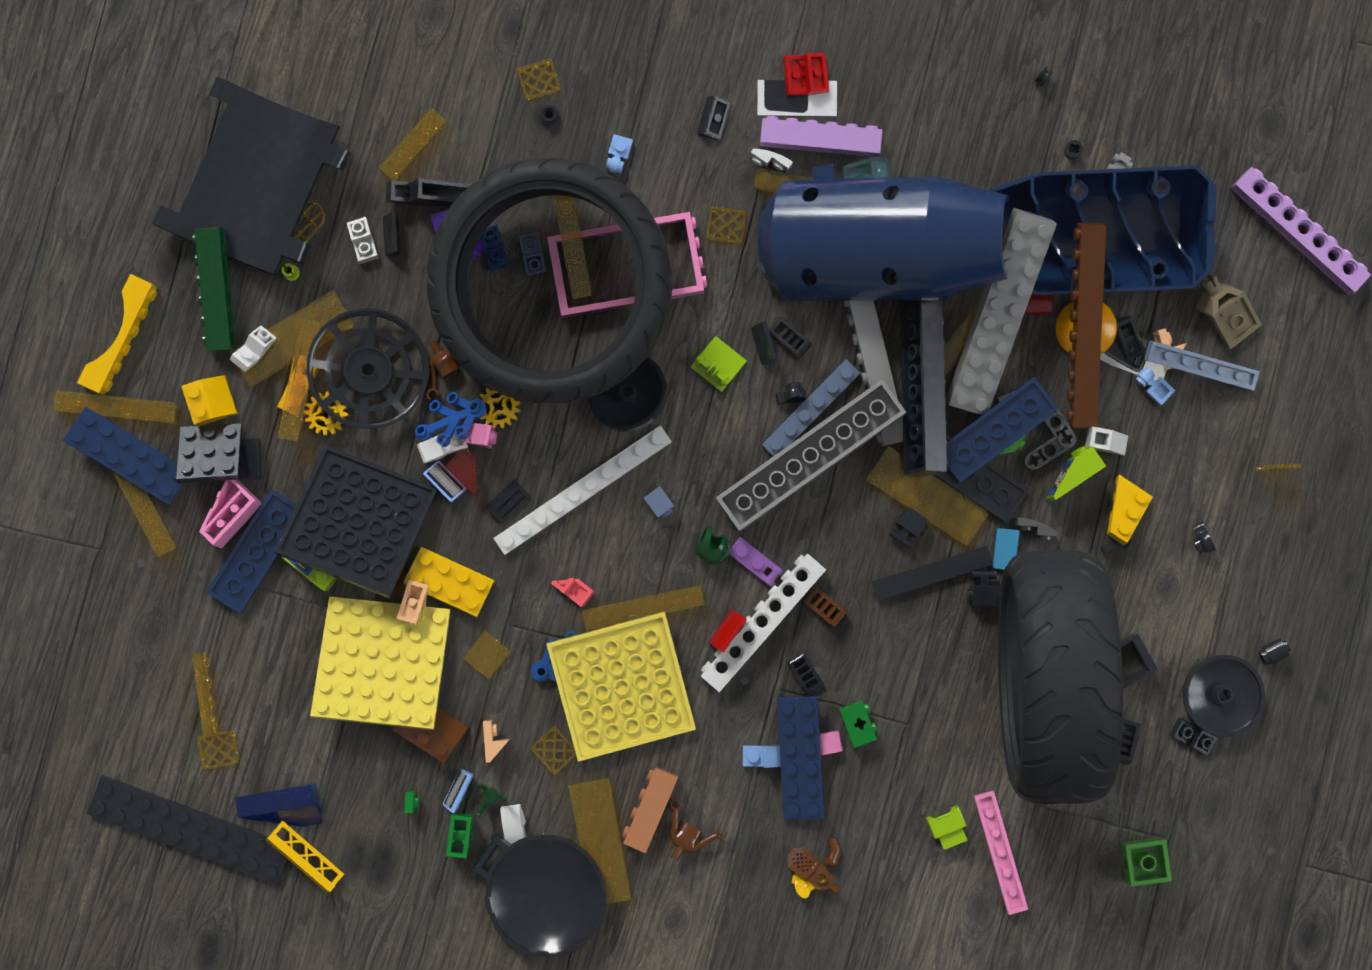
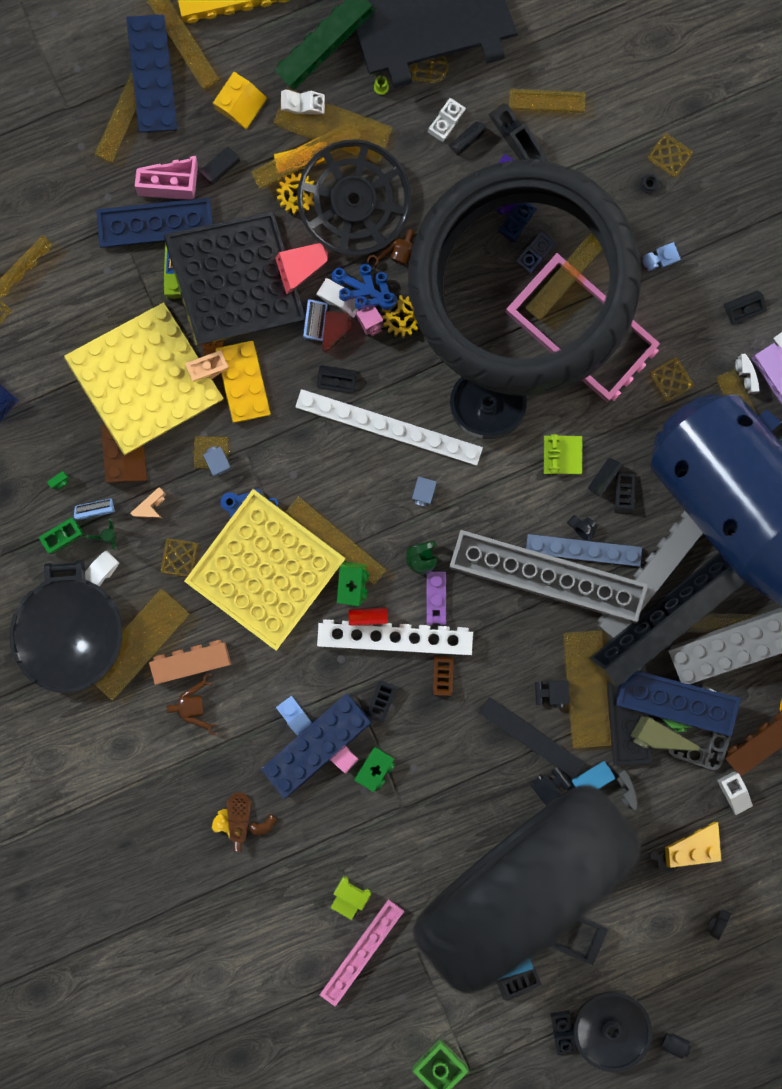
camera: 60 degrees right, 0 degrees up
(209, 453) = (200, 131): plate -> none
(387, 457) = (299, 264): none -> coral slope
(498, 655) = (217, 461): none -> sand blue brick
(575, 590) = (309, 480): coral slope -> none
(693, 632) = (346, 591): none -> green brick
(1008, 471) = (652, 734): none -> olive slope
(1076, 470) = (699, 787): lime slope -> none

